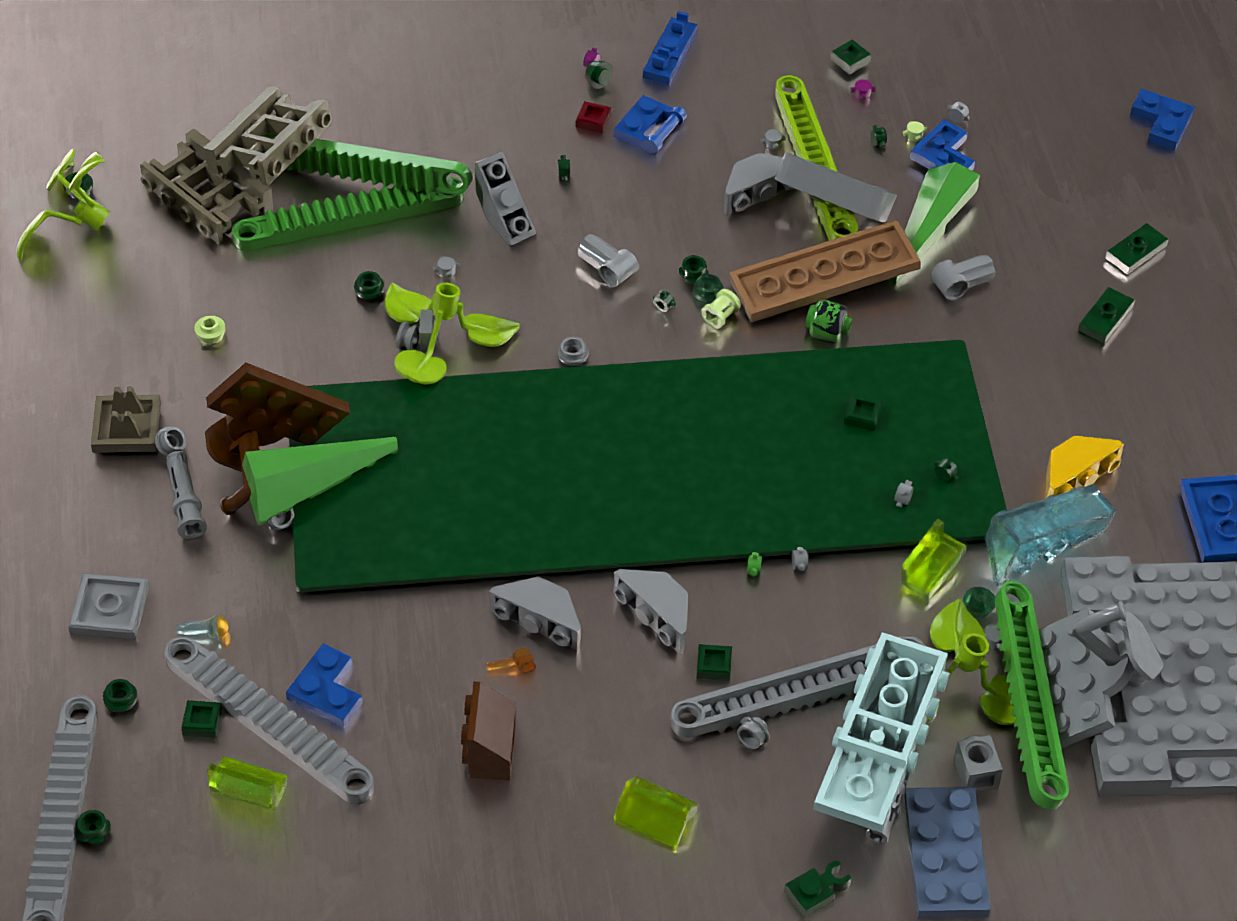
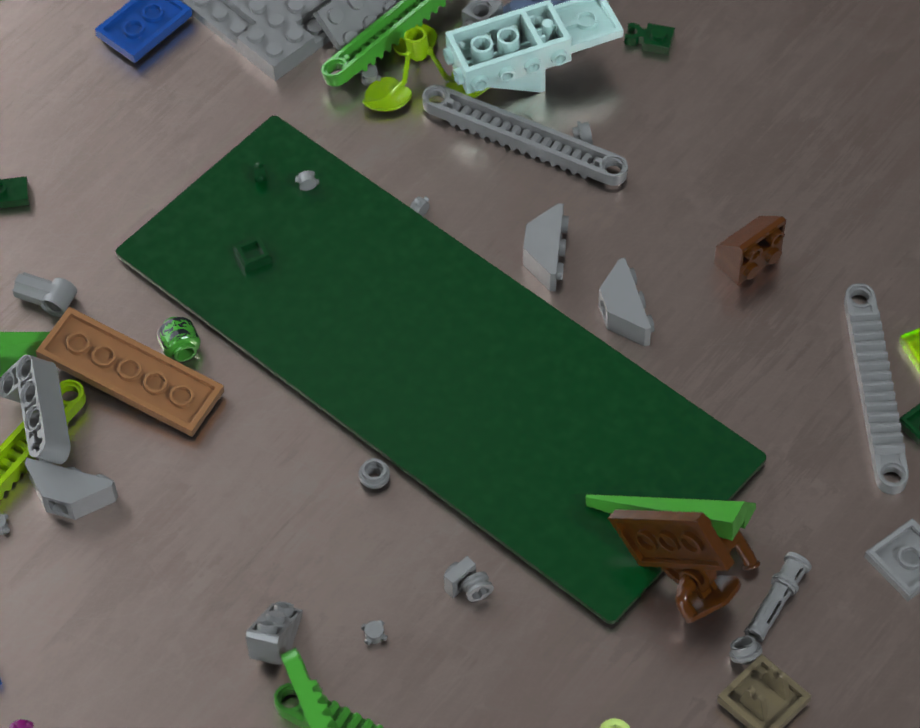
camera: 130 degrees left, 5 degrees up
(215, 627) = (850, 478): clear light blue piece -> none
(319, 689) = (820, 380): blue plate -> none
(369, 285) = (452, 656): dark green plate -> none
(406, 306) = (408, 546): lime plant -> none
(521, 658) = (669, 290): clear orange hand -> none
(563, 167) = (179, 640): dark green piece -> none
(593, 117) = (93, 673): dark red tile -> none
(598, 74) = (38, 704): dark green plate -> none
(612, 264) = (257, 515): light grey piece -> none
(643, 119) = (63, 633): blue plate -> none
(654, 810) = (691, 139): clear neon green panel -> none
(664, 301) = (260, 457): dark green piece -> none
(693, 268) = (205, 456): dark green plate -> none
(707, 287) = (217, 432): clear green plate -> none
(714, 662) = (551, 193): dark green tile -> none
(721, 308) = (234, 412): yellowish green bush -> none
(754, 564) = (452, 226): bright green piece -> none
(931, 561) = (348, 134): clear neon green panel -> none
(981, 608) = (350, 97): clear green plate -> none
(1045, 529) = (256, 86): clear light blue wedge -> none
(1081, 462) = (179, 115): yellow slope -> none

